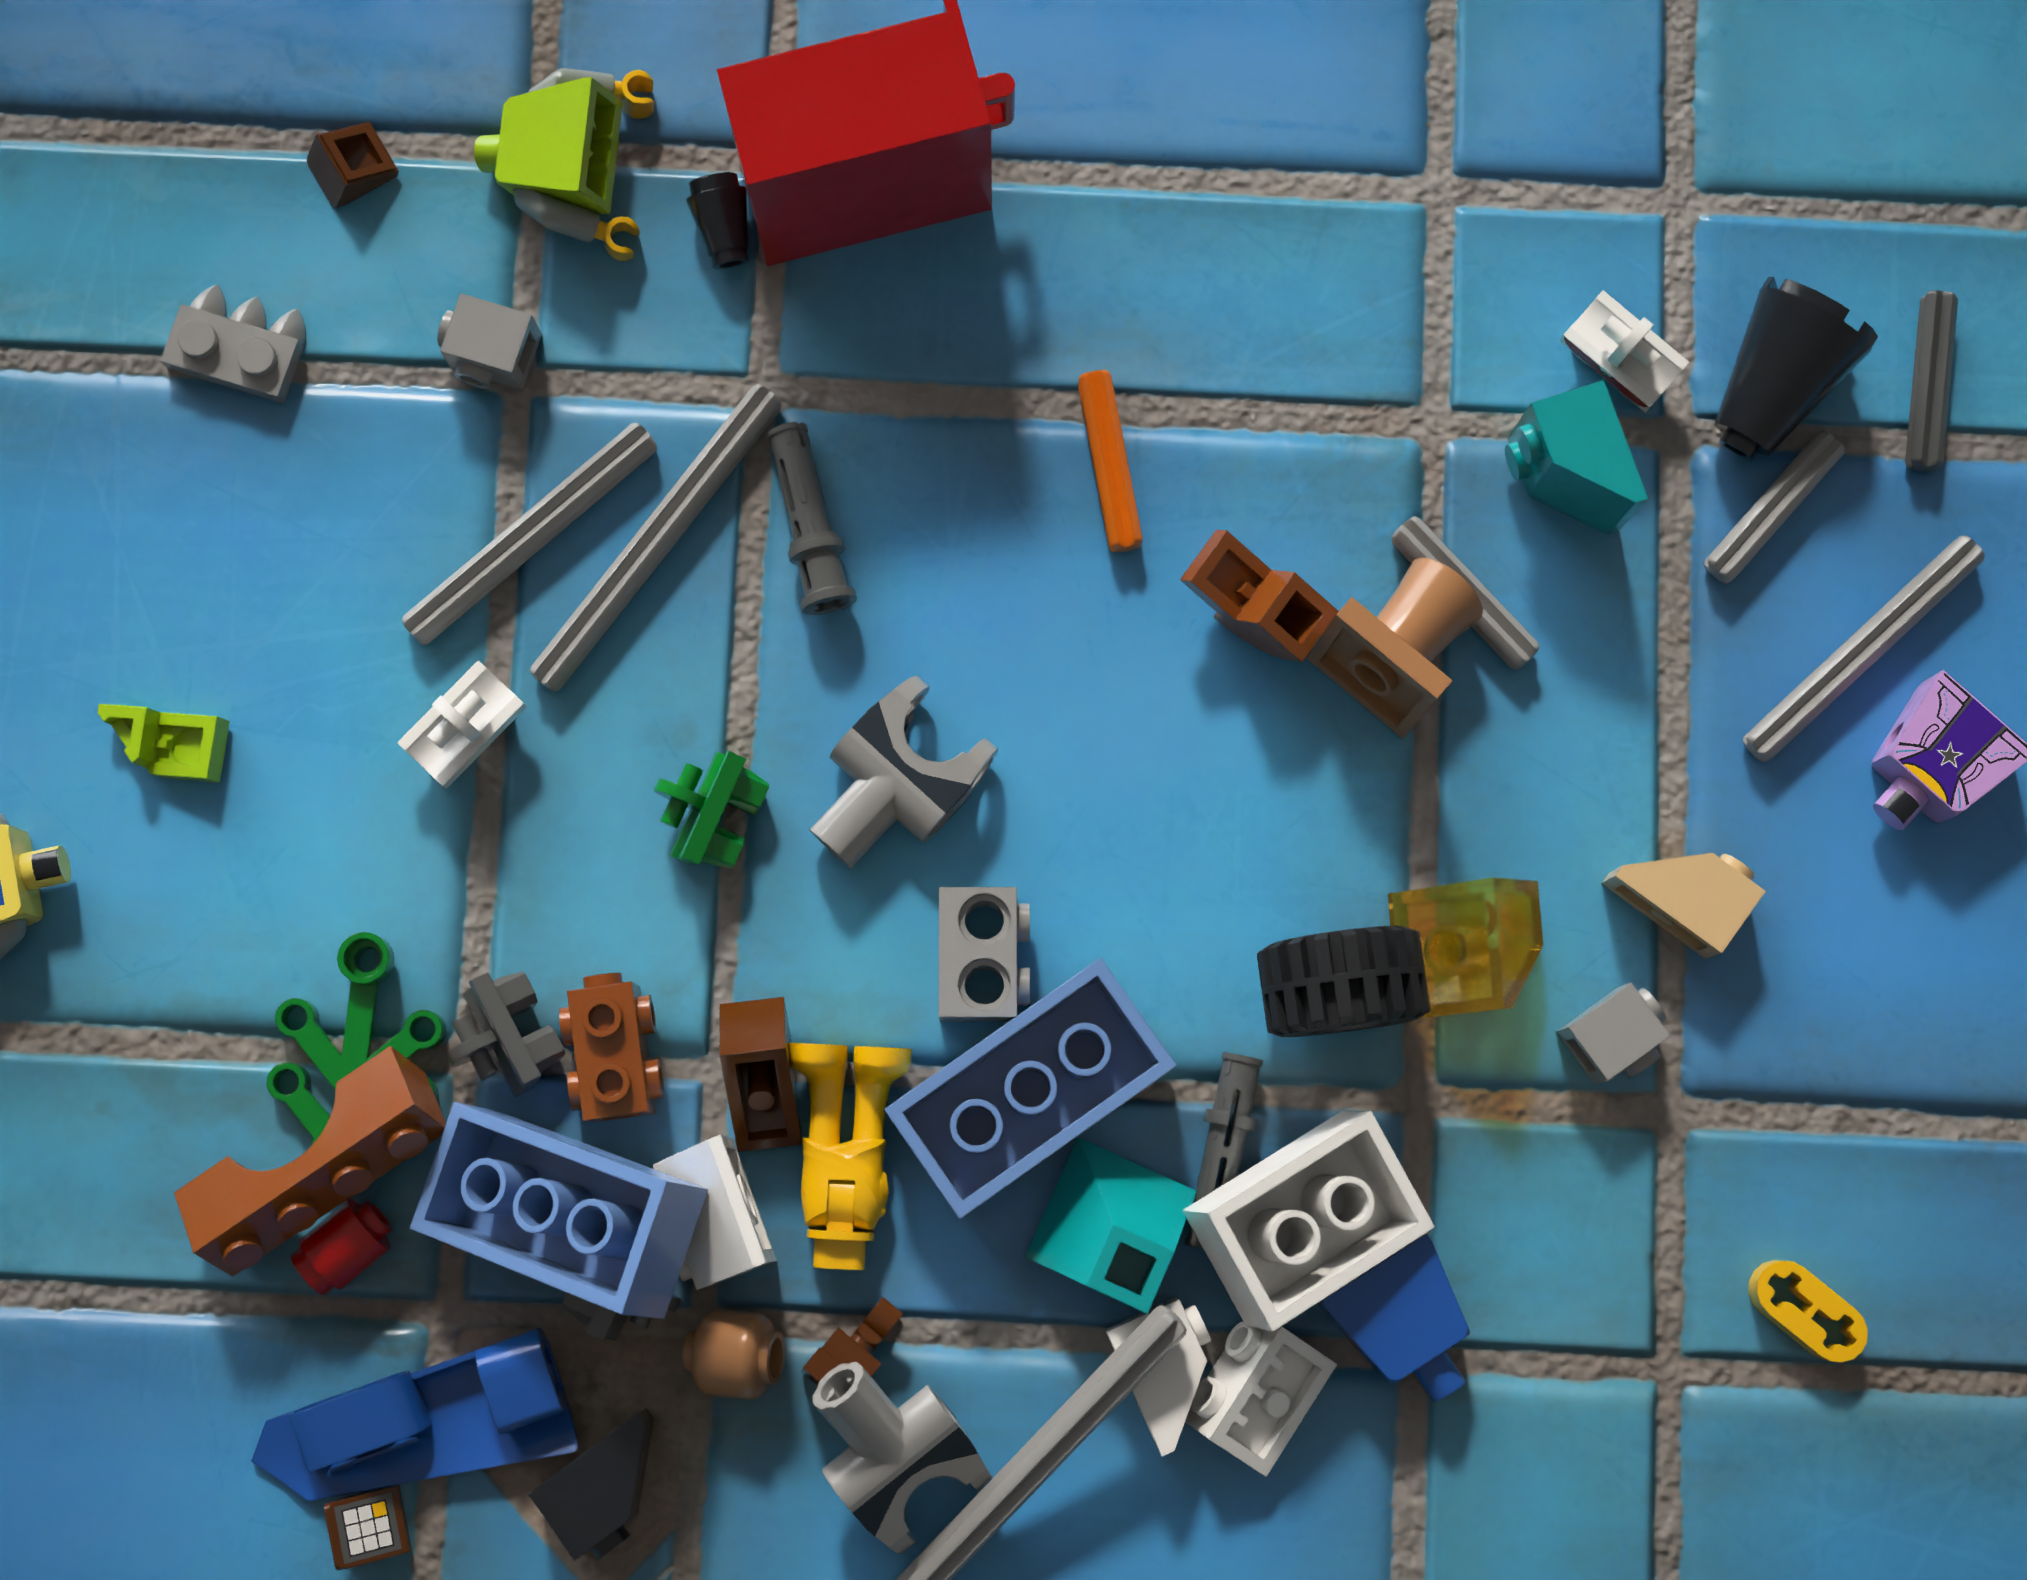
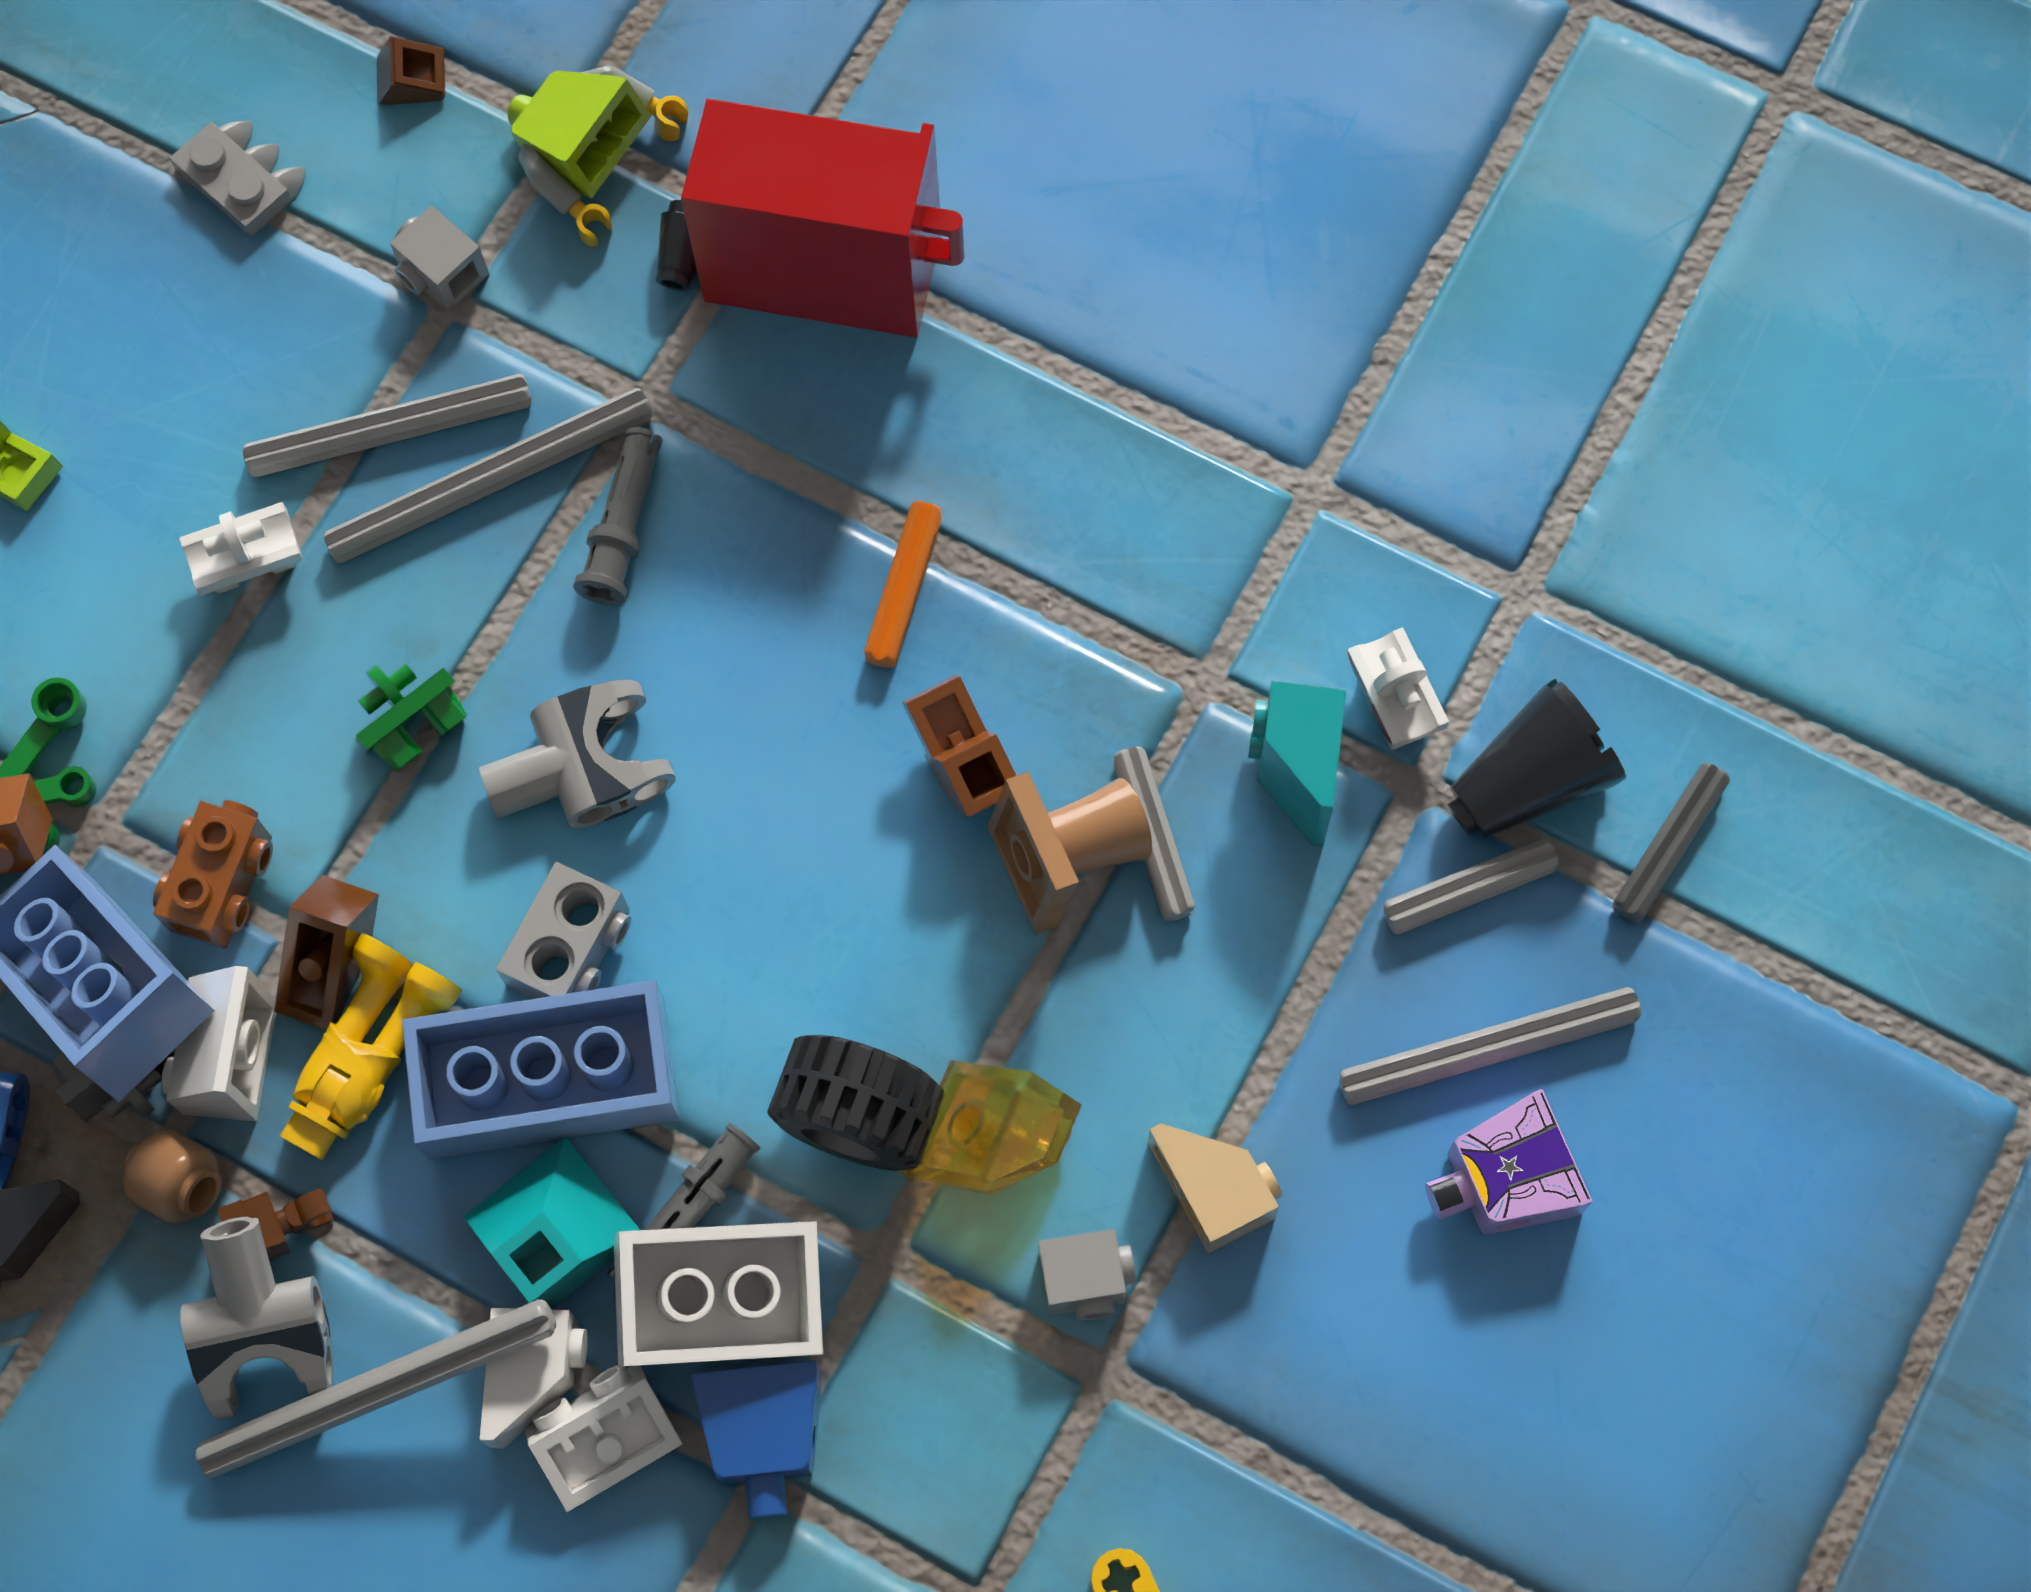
camera: 30 degrees right, 10 degrees down
(493, 1008) = (141, 790): dark grey hips -> none

